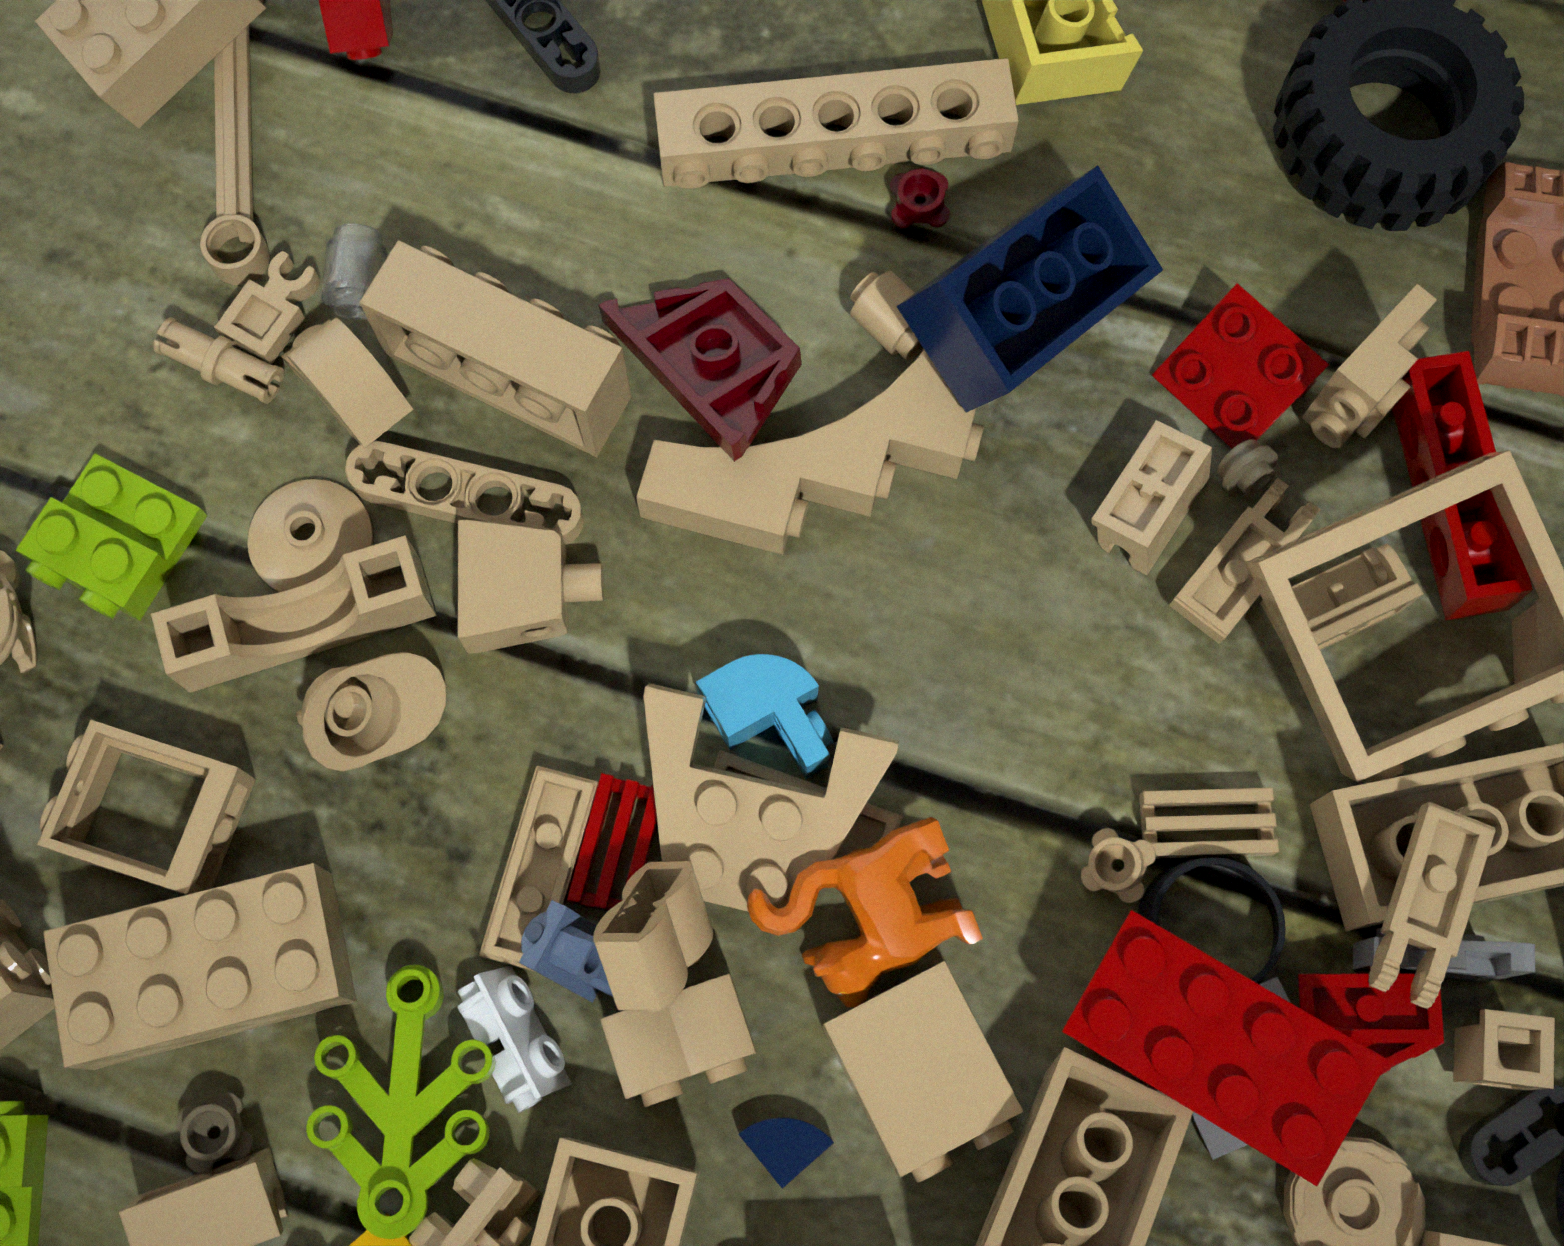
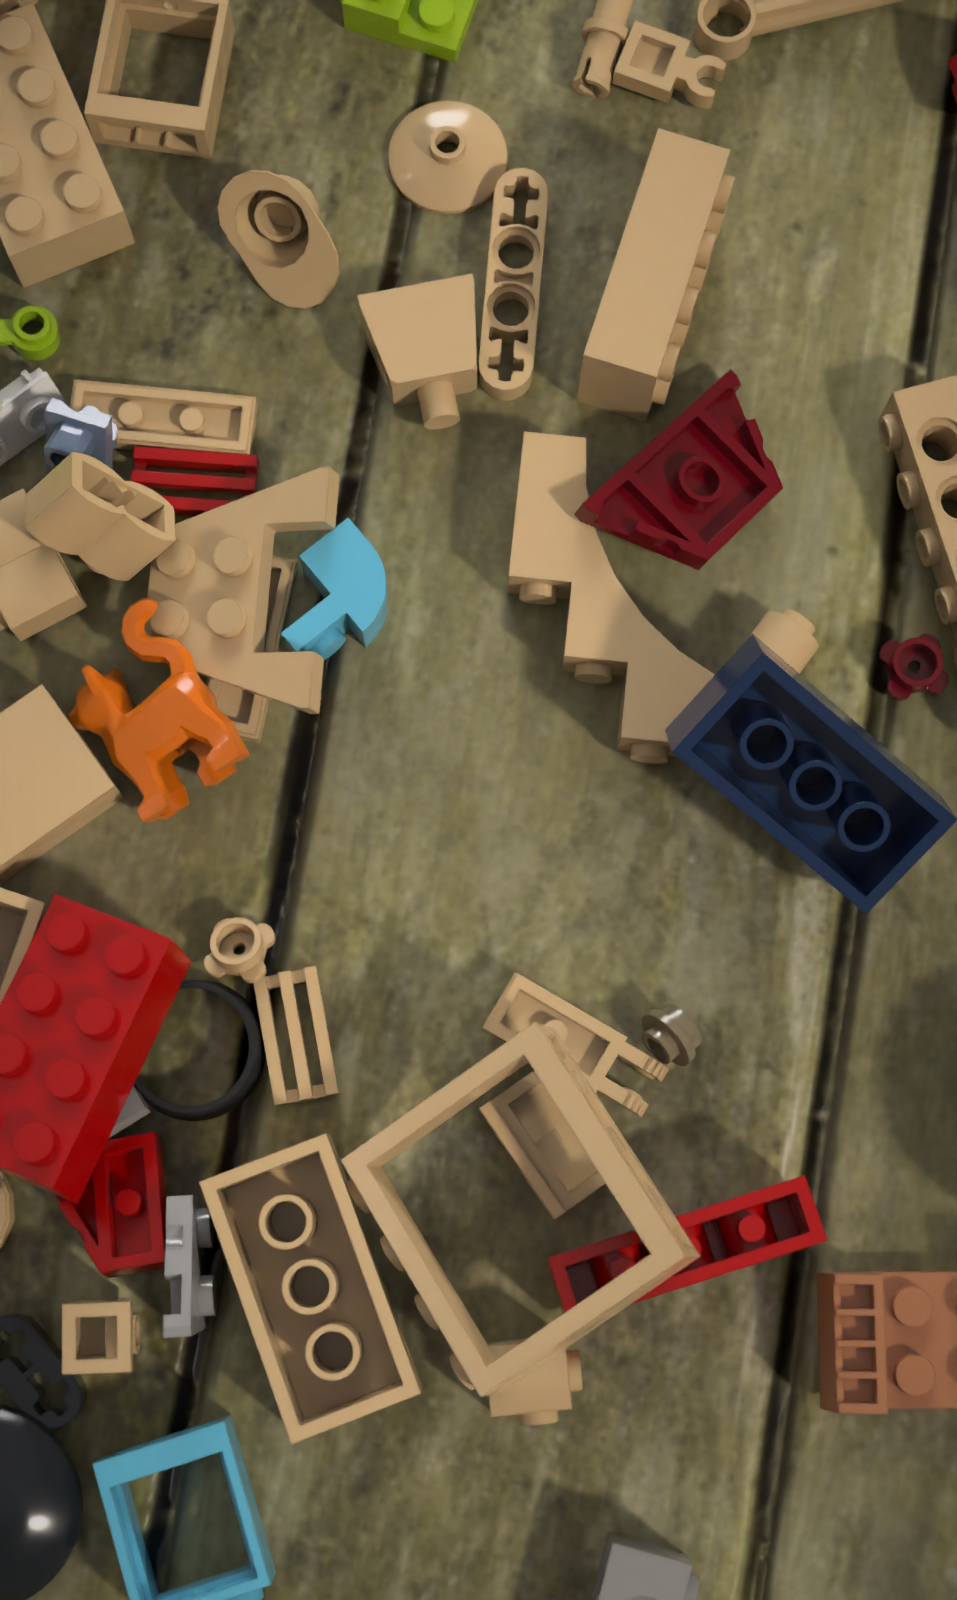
camera: 80 degrees right, 5 degrees up
(238, 636) = (338, 120): tan arch -> none
(347, 380) = (599, 147): tan brick -> none
(350, 267) = (727, 126): clear brick -> none
(1153, 495) = (621, 939): tan hinge -> none
(1240, 369) = (780, 1017): red hinge -> none
(1372, 375) = (776, 1138): tan plate -> none
(1432, 899) = (228, 1234): tan hinge -> none

